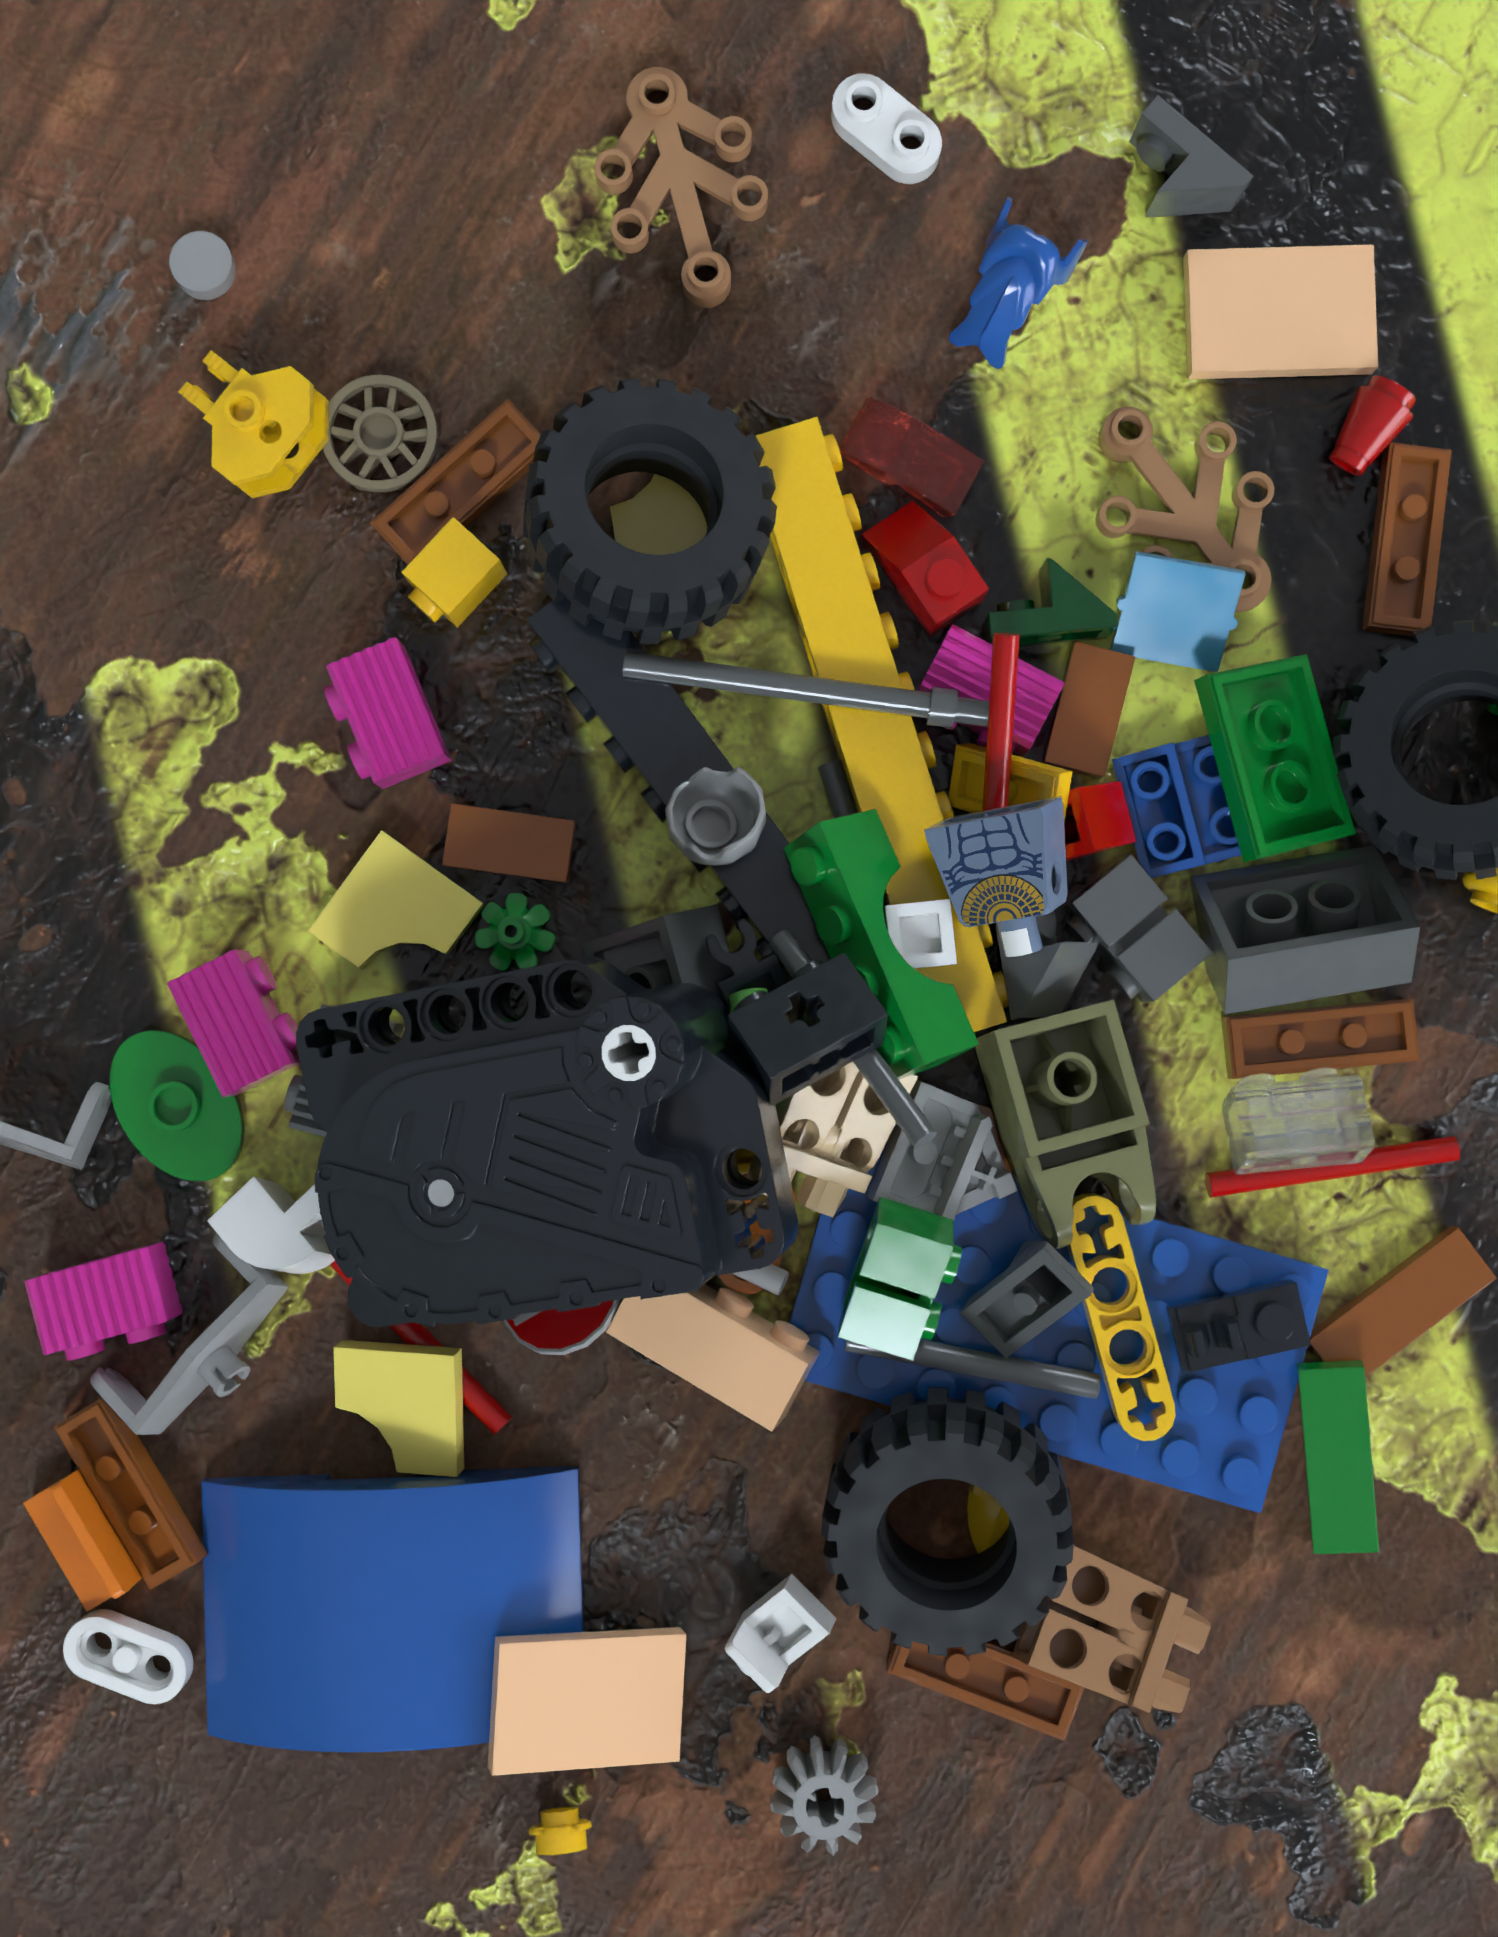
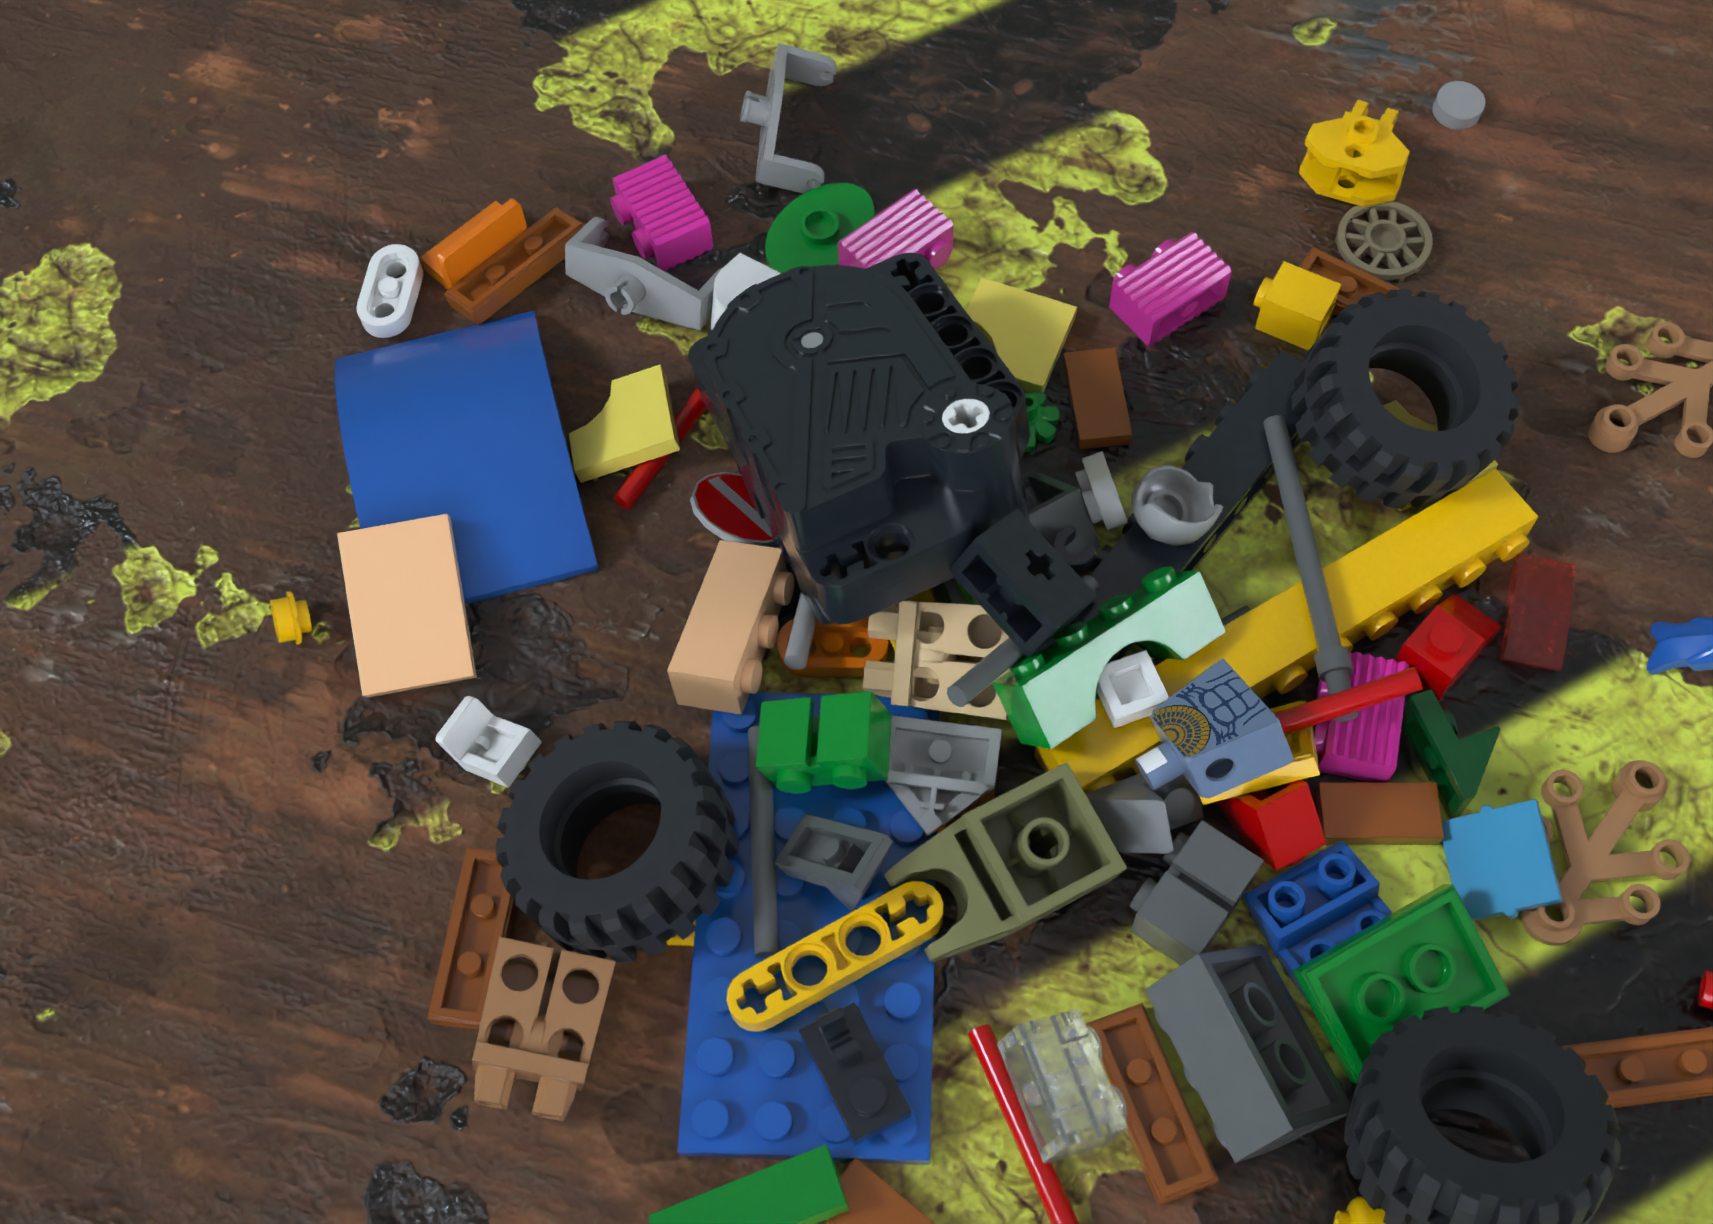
camera: 80 degrees right, 25 degrees down
(641, 880) = (1100, 492): none -> white plate
(827, 1819) = (328, 818): light grey gear -> none

